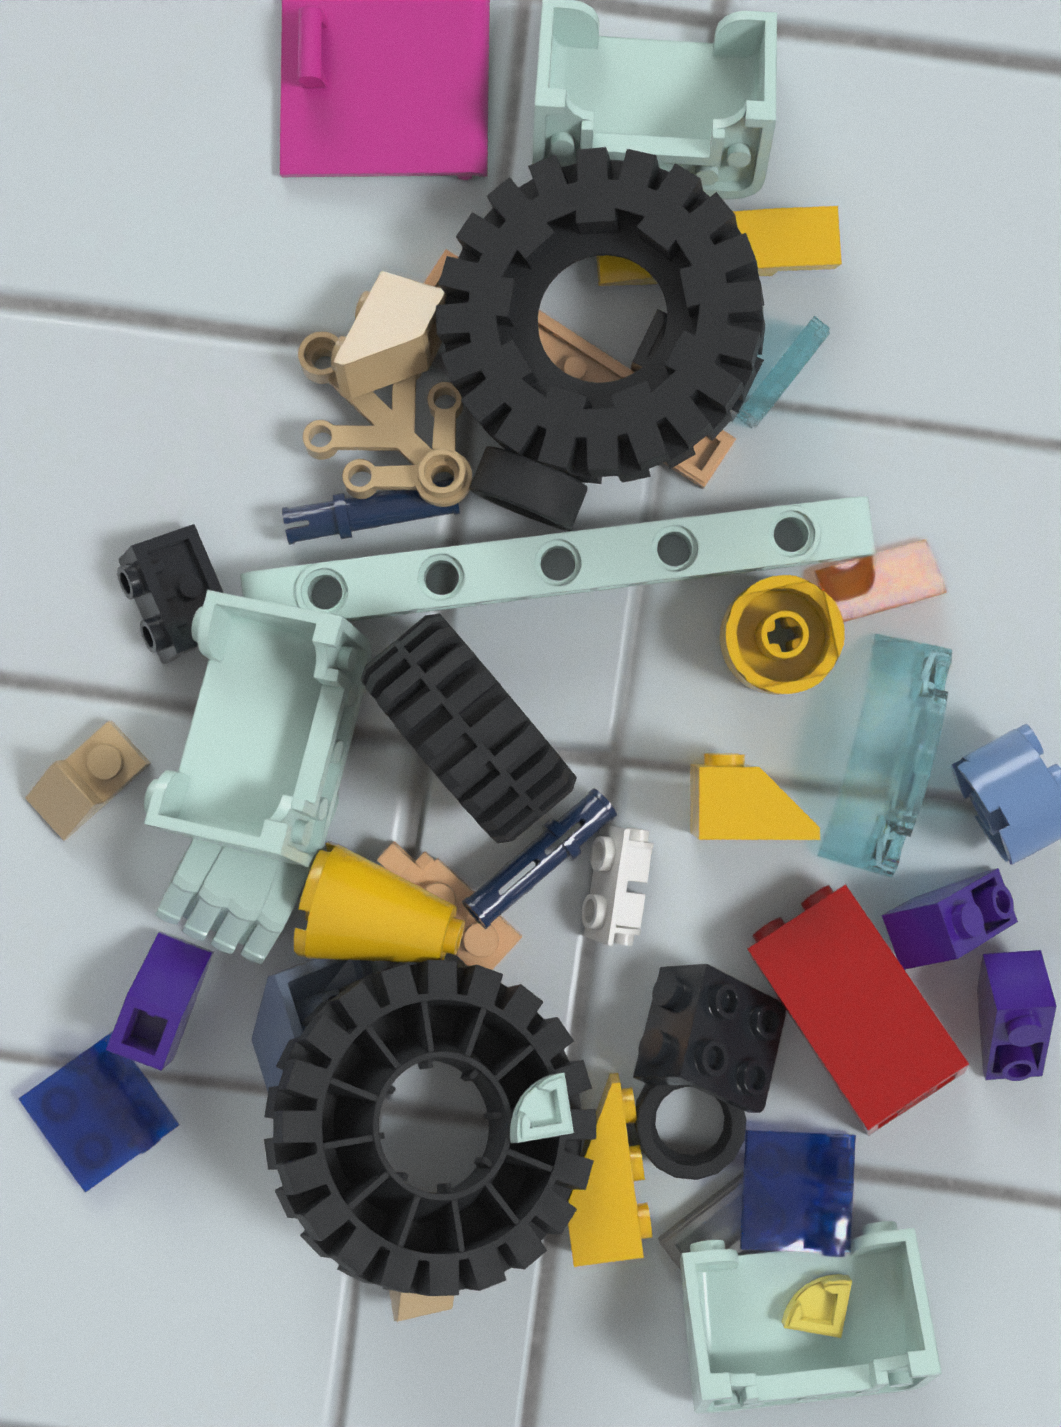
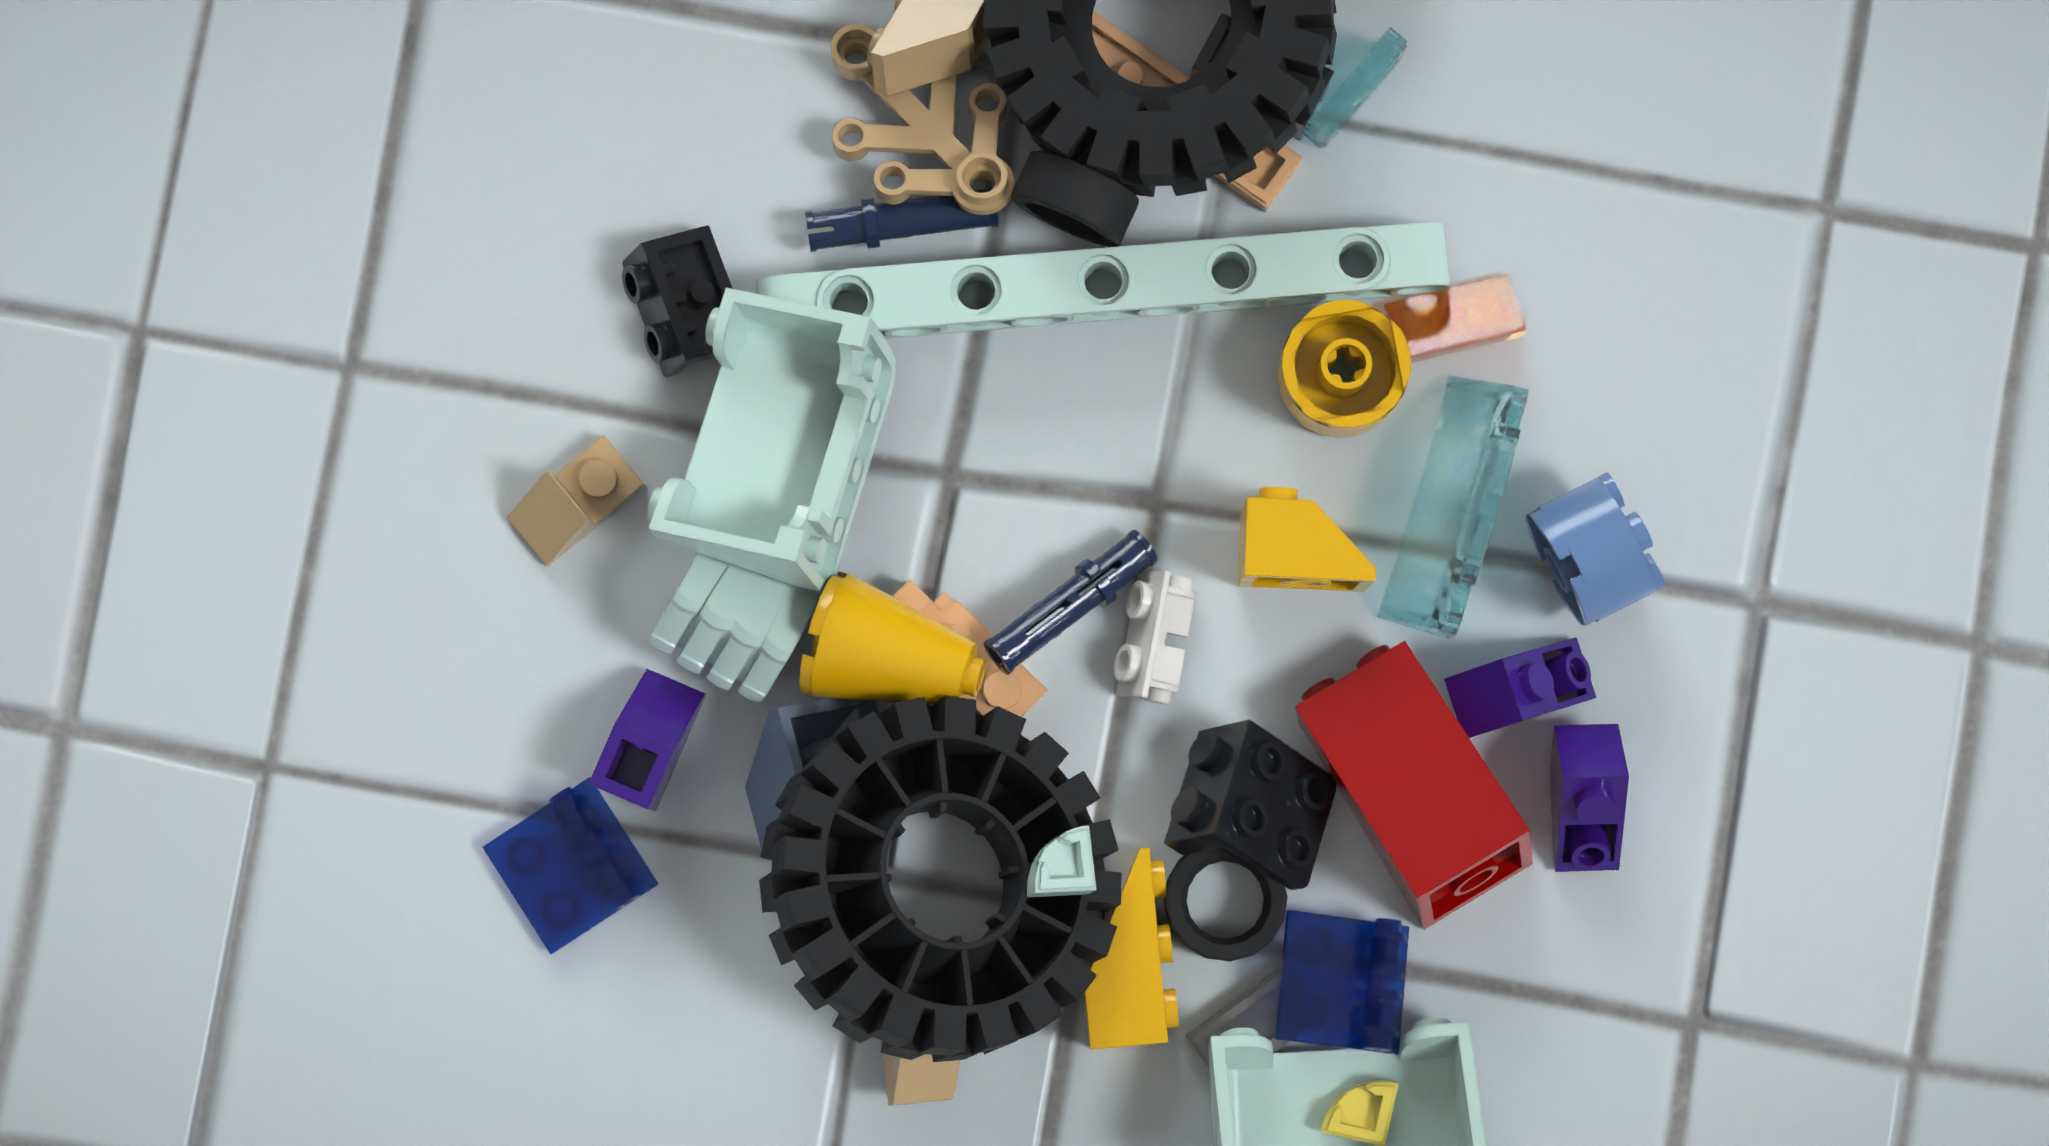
camera: 10 degrees right, 5 degrees down
(467, 729) = (1001, 445): black tyre -> none

